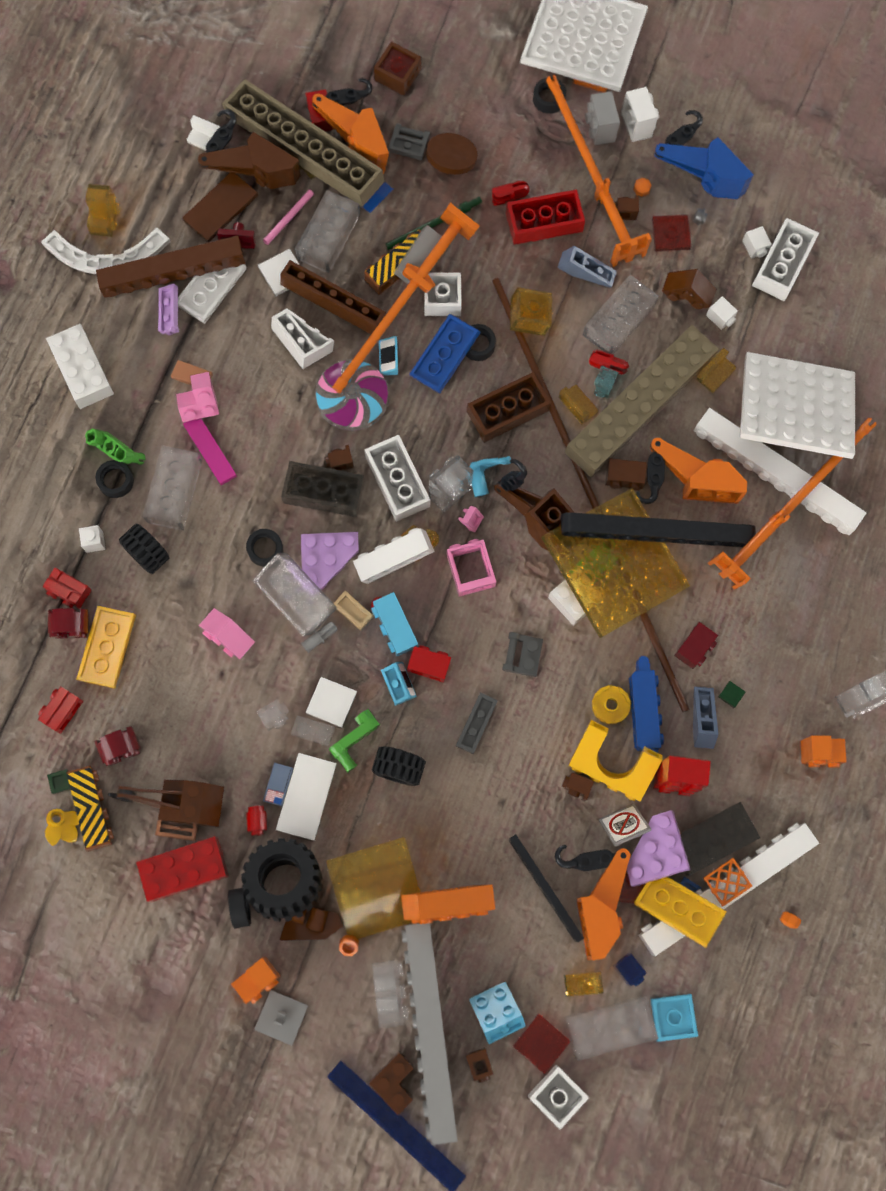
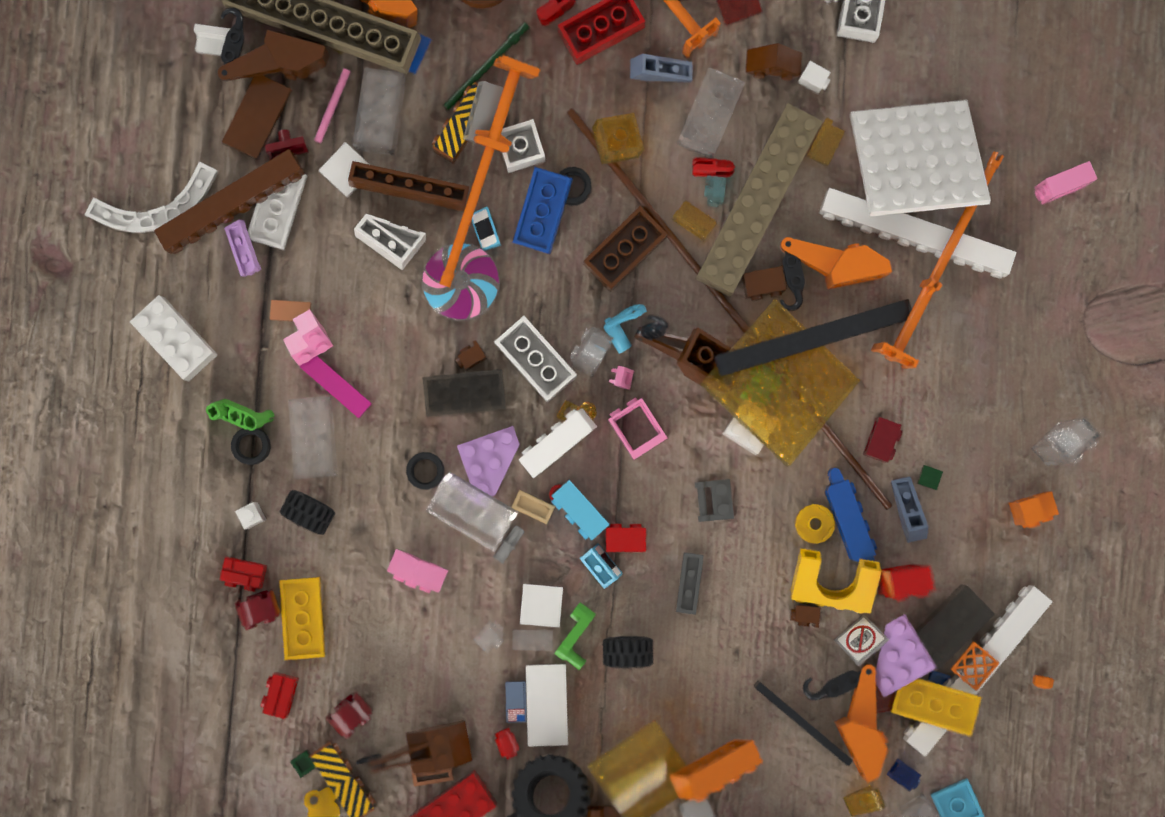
camera: 15 degrees left, 10 degrees up
(102, 210) = (136, 160): clear yellow brick -> none

